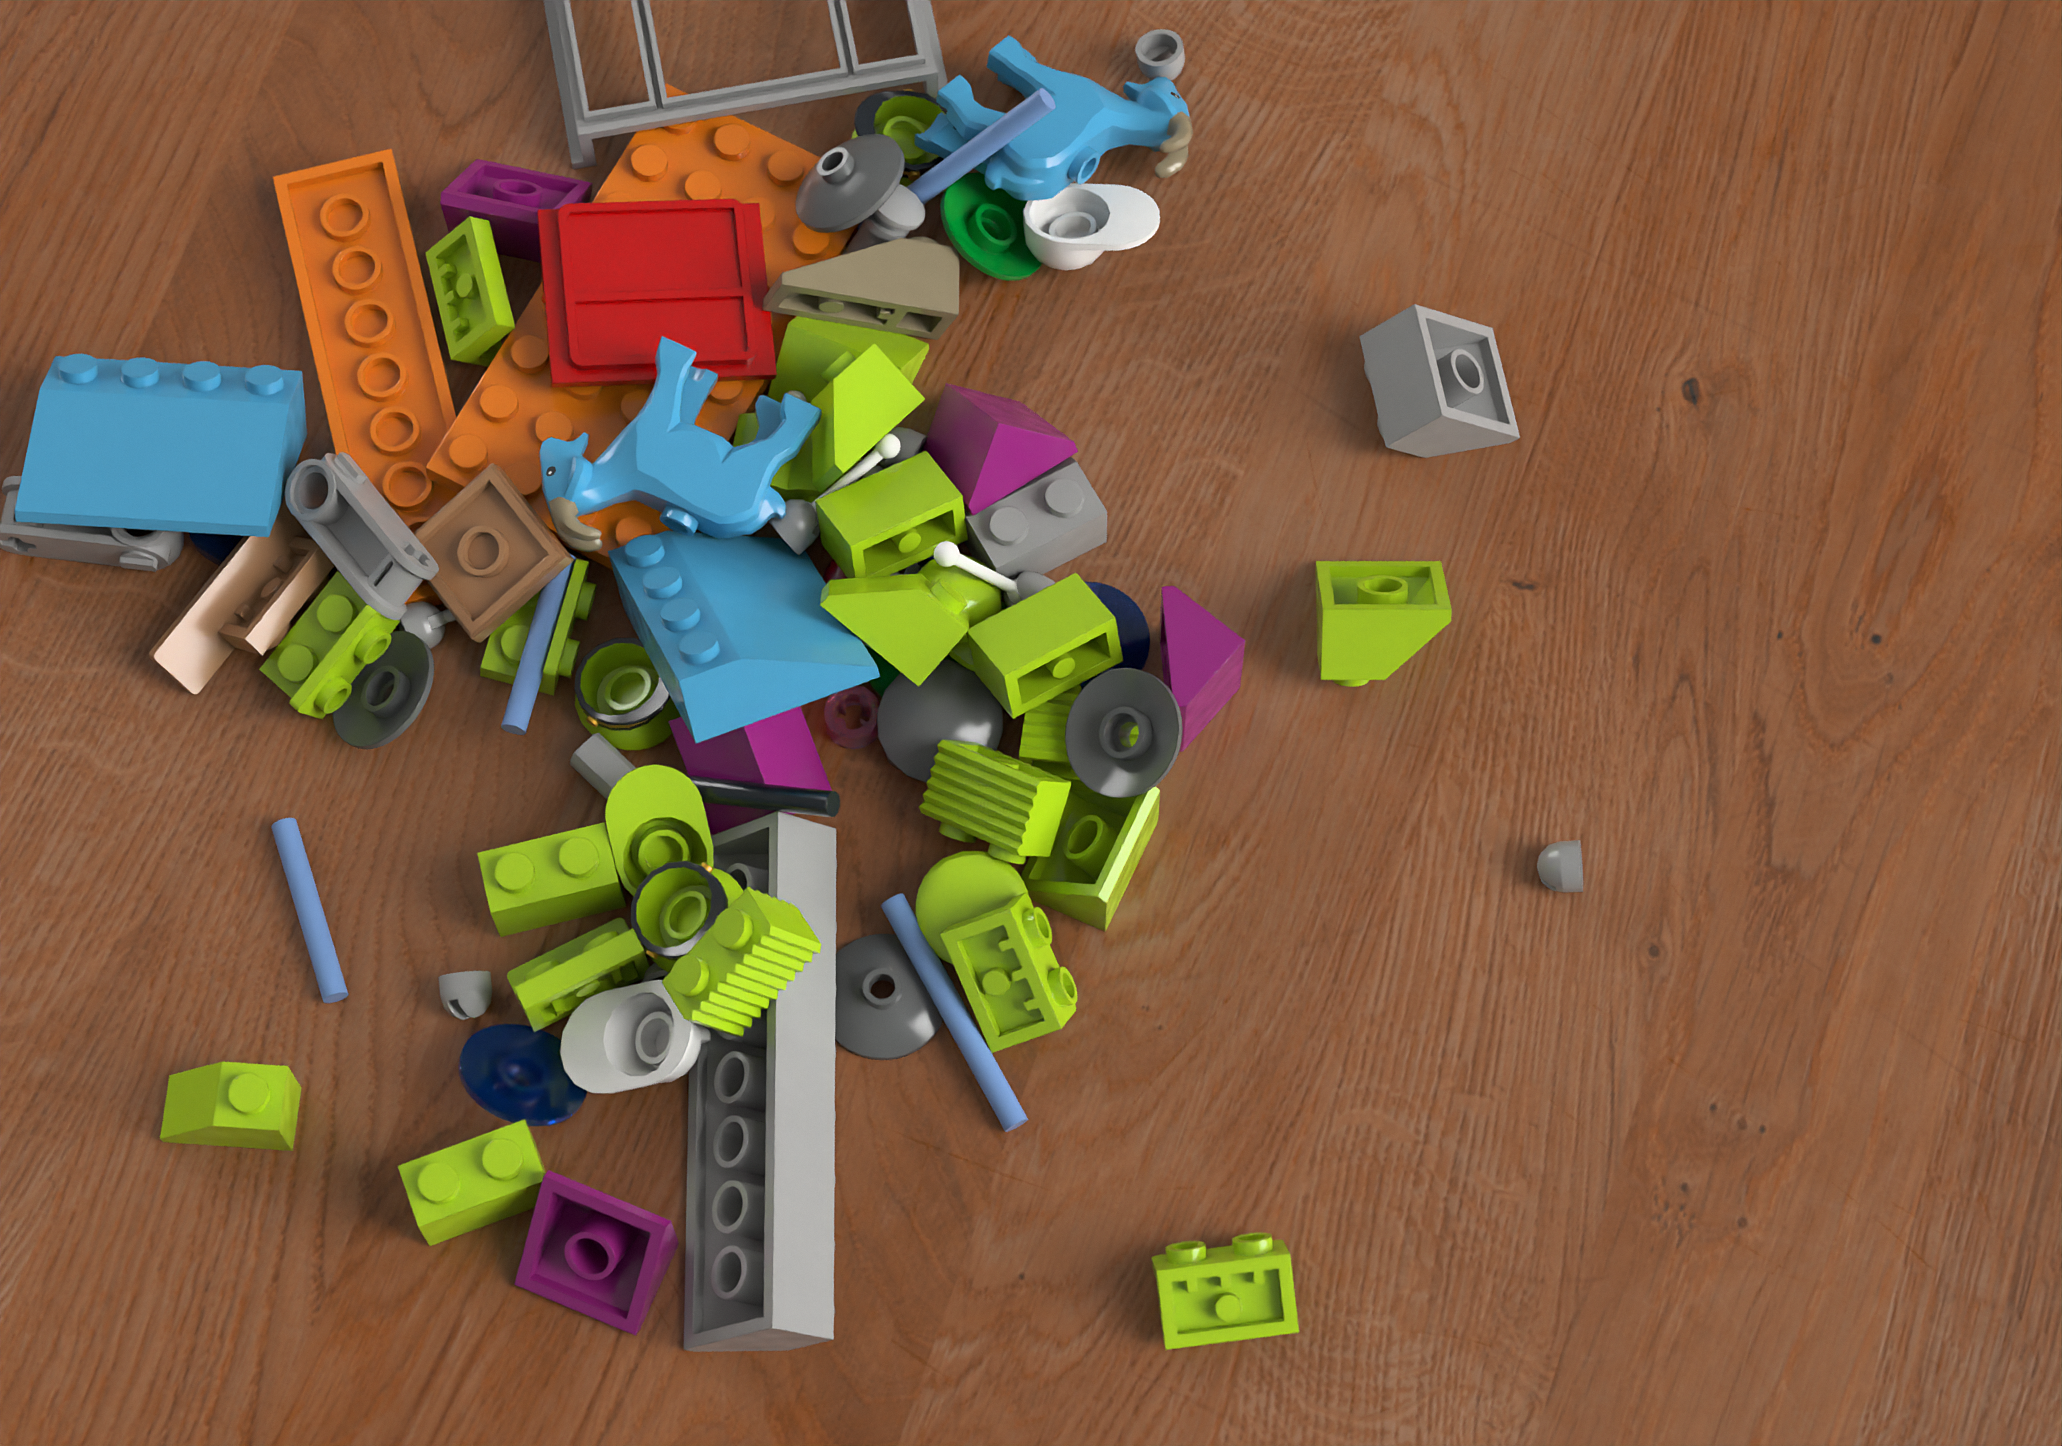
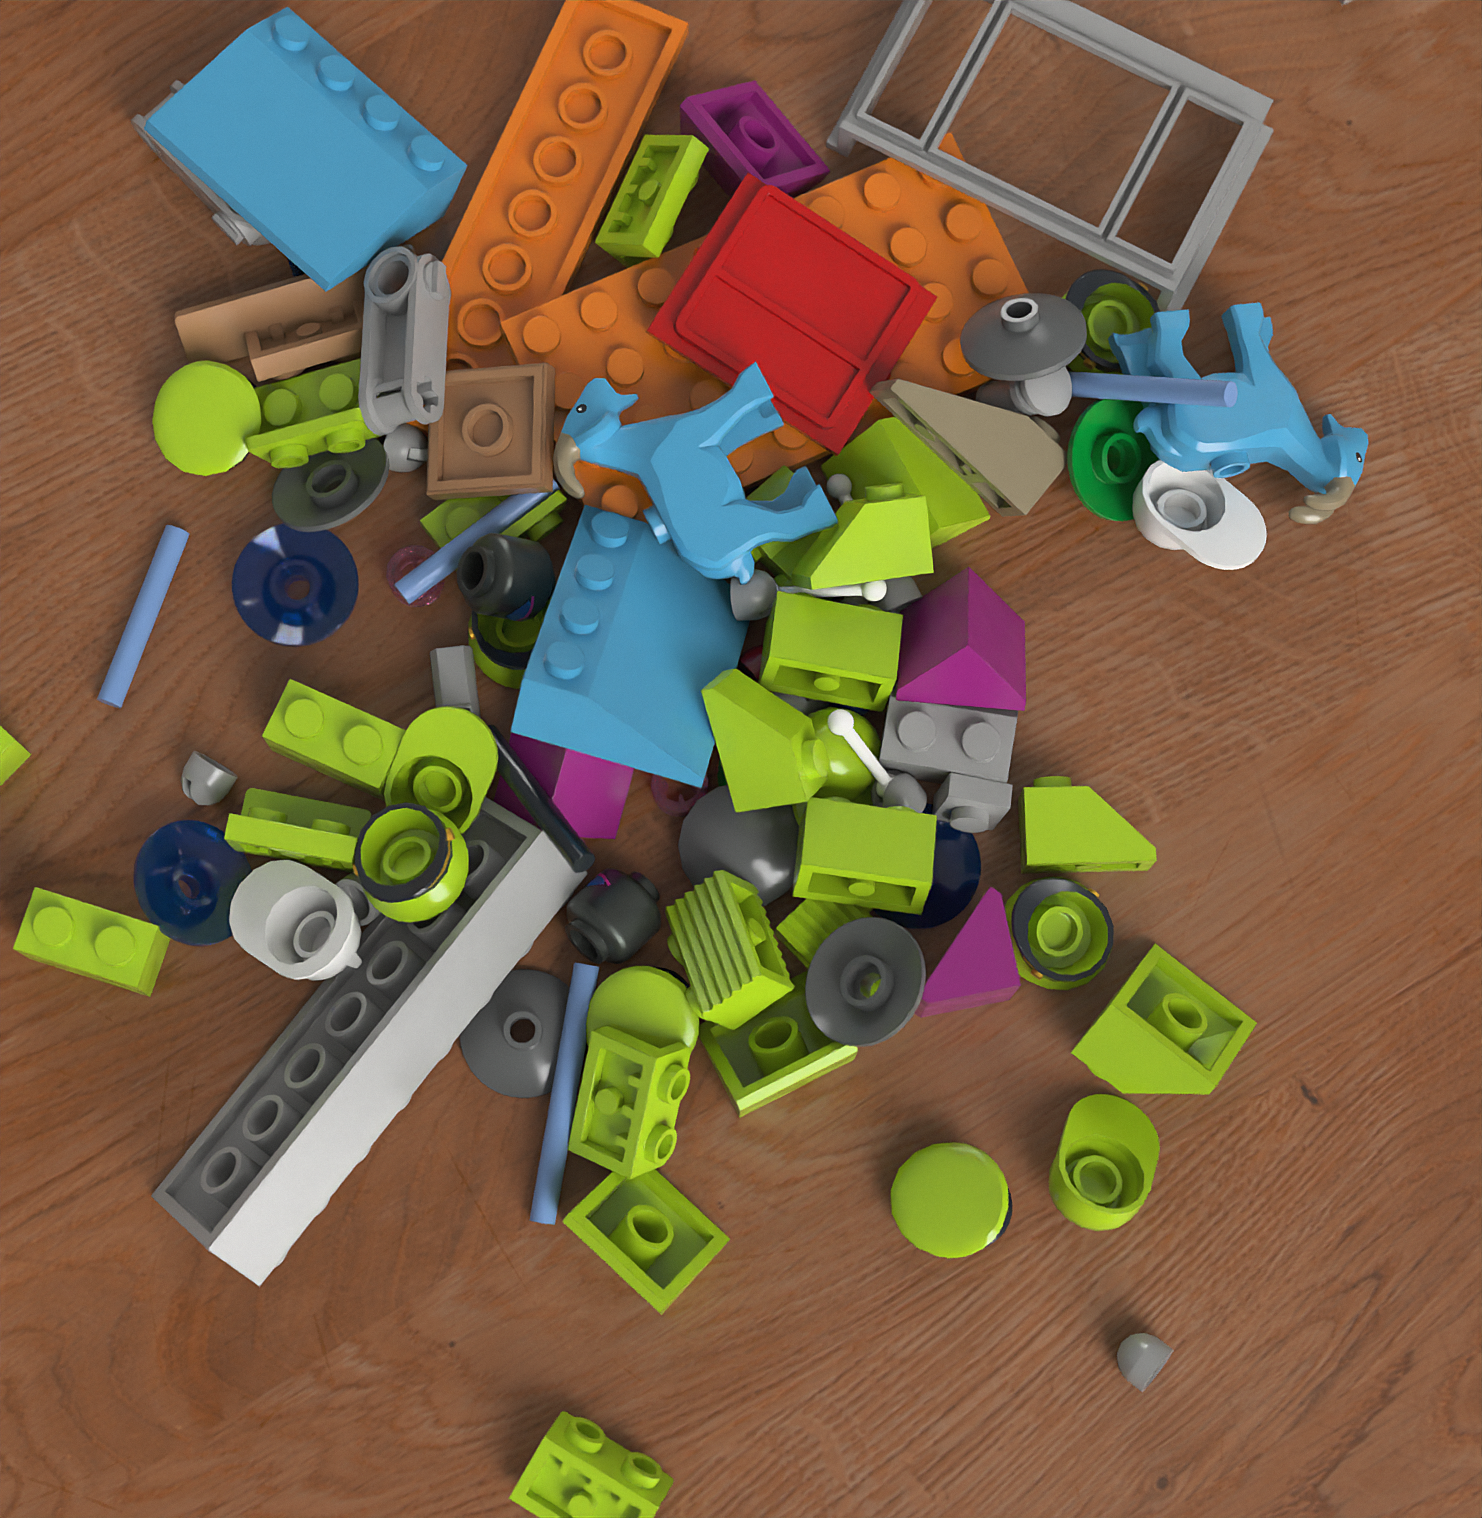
camera: 35 degrees right, 10 degrees up
(240, 715) = (206, 418): none -> lime piece
(414, 762) = (277, 560): none -> clear blue dish
(493, 703) = (403, 557): none -> clear pink bush
(591, 647) = (506, 577): none -> pearl dark grey head
(595, 1253) = (139, 1070): magenta slope -> none
(741, 962) = (410, 938): lime brick -> none
(882, 848) = (613, 916): none -> pearl dark grey head
(1093, 553) = (971, 802): none -> light grey plate
(1106, 1072) = (647, 1234): none -> lime slope
(1160, 54) = (1374, 406): light grey hinge -> none
(1190, 520) = (1076, 831): none -> lime slope
(1245, 596) = (1059, 932): none -> lime piece
(1321, 858) = (951, 1200): none -> lime piece
(1414, 745) = (1103, 1162): none -> lime cap
(1437, 384) = (1375, 874): light grey slope -> none

